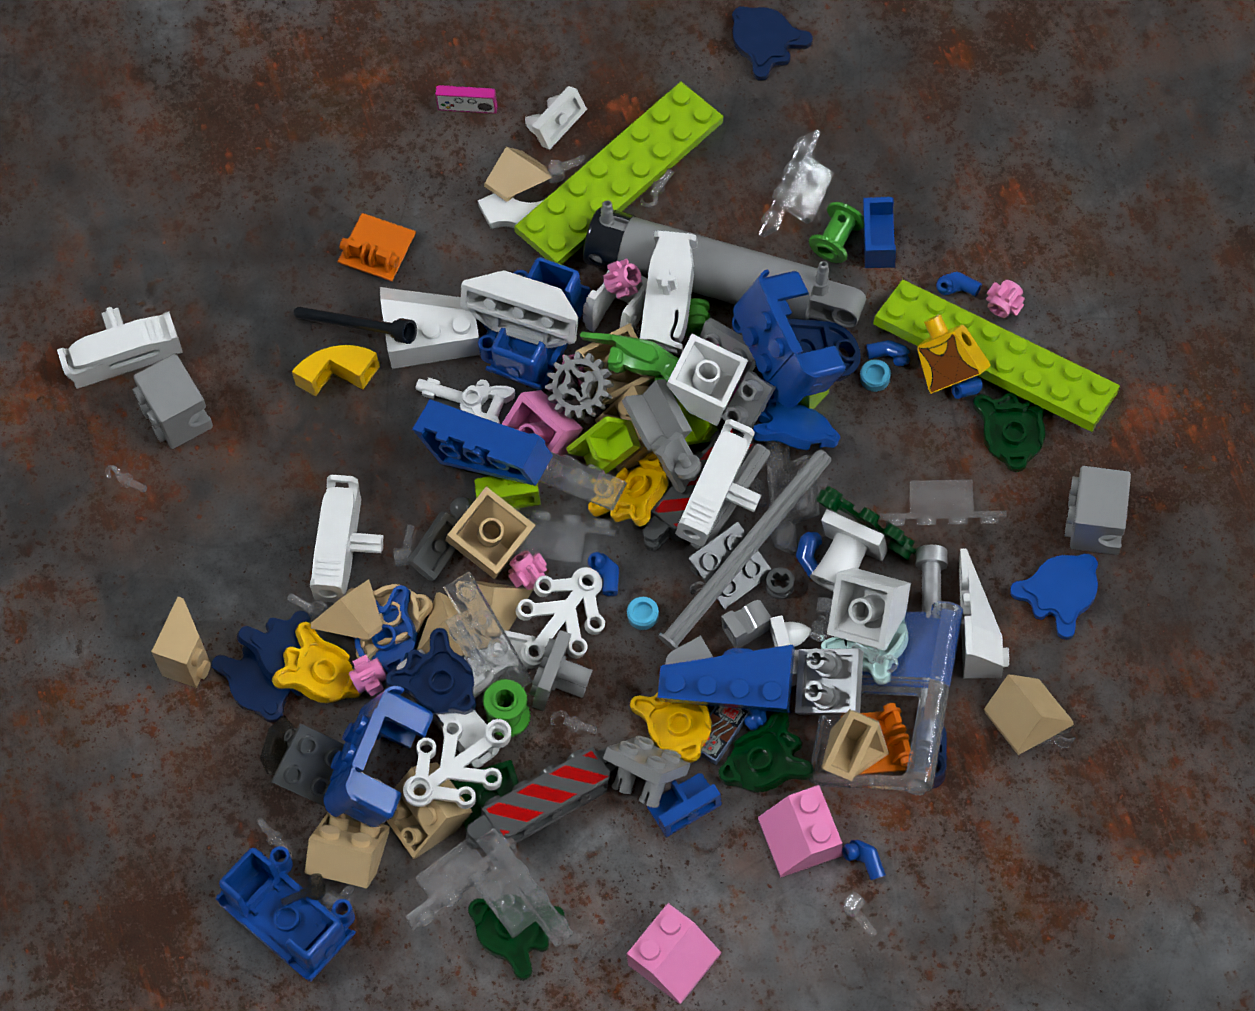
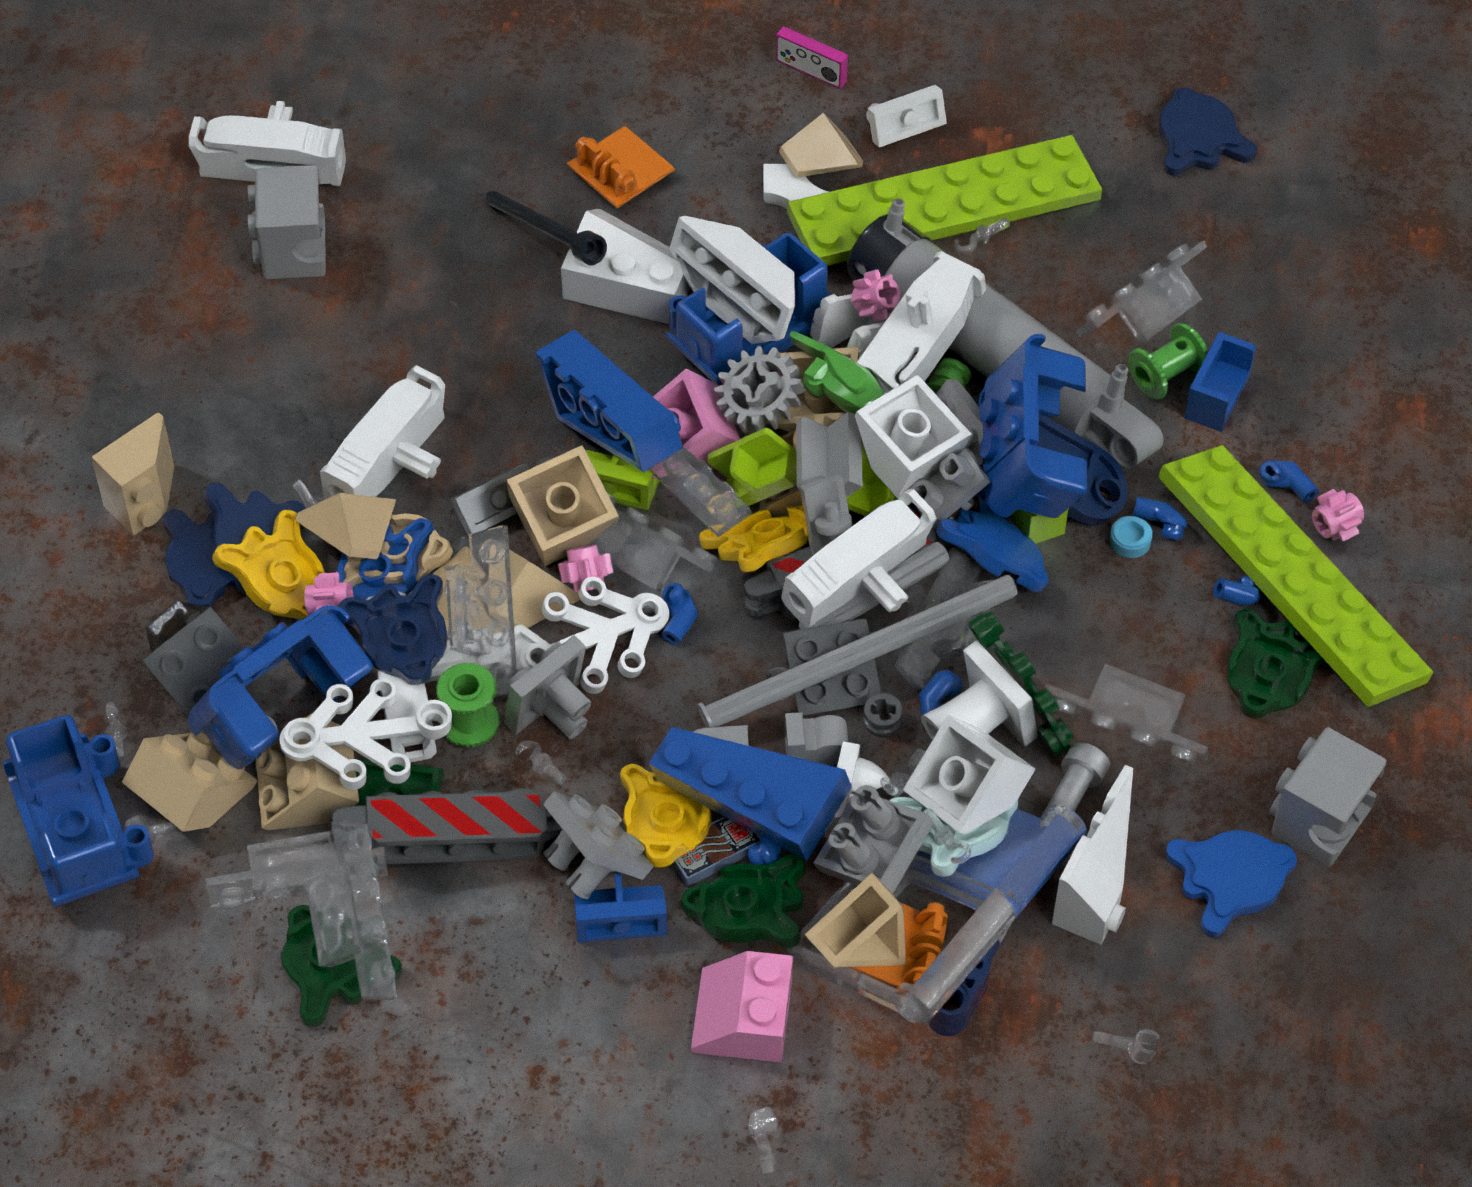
camera: 20 degrees right, 10 degrees down
(125, 480) = (192, 286): clear hand -> none
(312, 890) = (114, 804): clear smoke hand -> none
(346, 361) = (514, 266): yellow brick -> none
(402, 554) = (451, 489): clear hand -> none
(472, 398) = (632, 361): white piece -> none
(557, 168) = (874, 169): clear hand -> none
(642, 613) = (697, 677): medium azure tile -> none
(673, 954) = (502, 1075): bright pink slope -> none
(866, 854) = (811, 1071): blue arm -> none
(949, 355) = (1229, 541): torso -> none
(1026, 712) = (1107, 993): tan slope -> none

